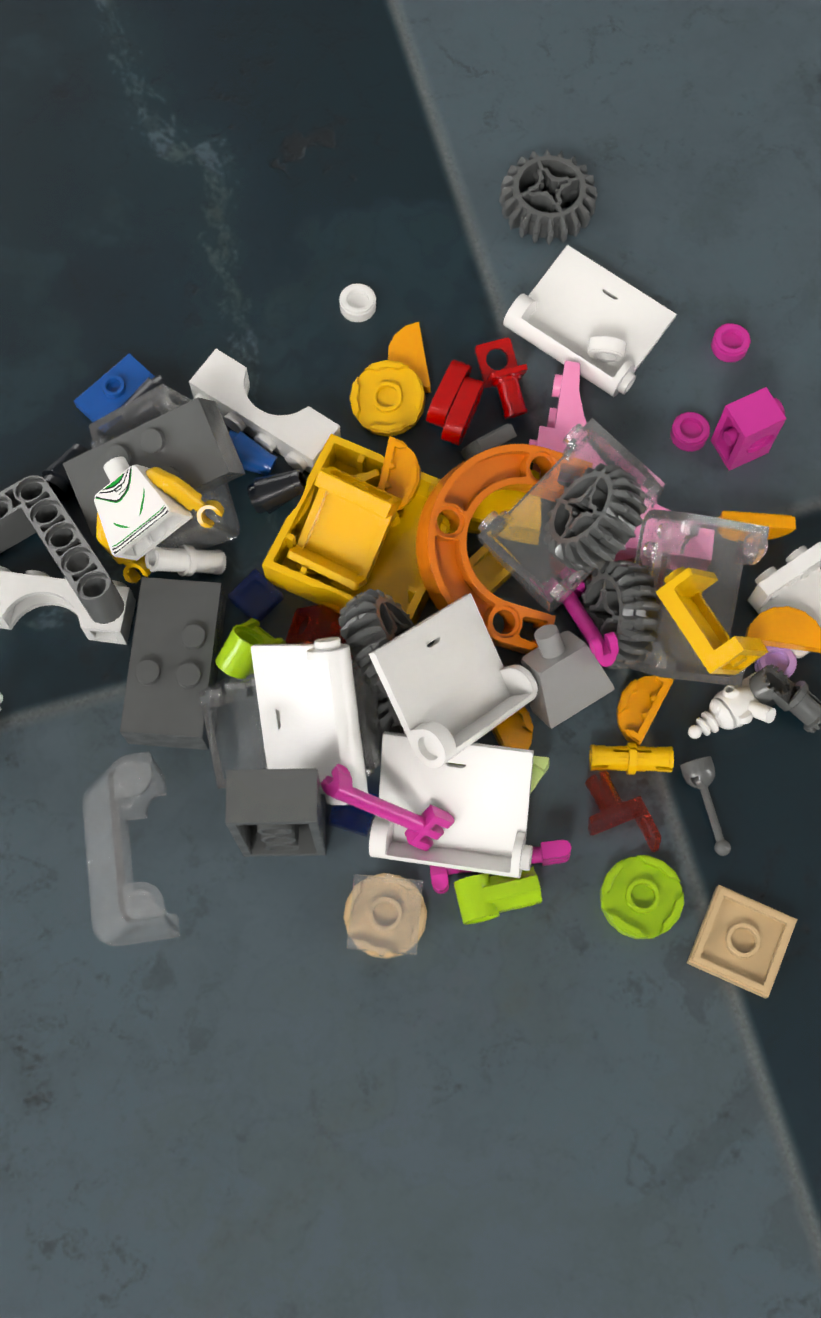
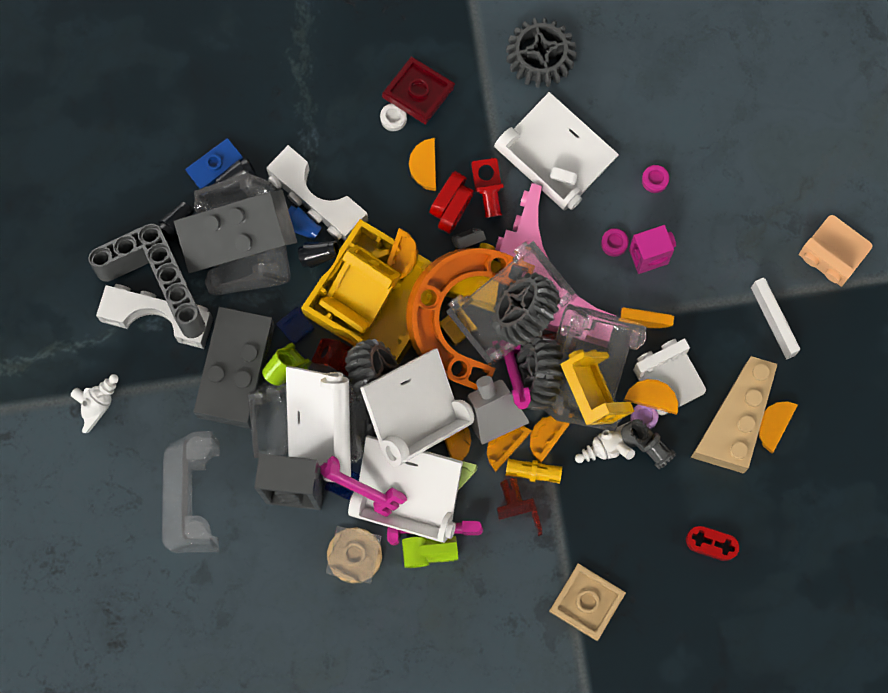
camera: 10 degrees right, 5 degrees up
(142, 510) = (224, 264): white torso -> none
(185, 560) = (250, 297): white pin -> none
(387, 263) = (418, 90): none -> dark red tile
(388, 398) = (404, 193): yellow tile -> none
(581, 729) = (504, 446): none -> light orange tile
(641, 897) = (526, 564): lime tile -> none
(699, 775) = (578, 488): dark grey hinge -> none

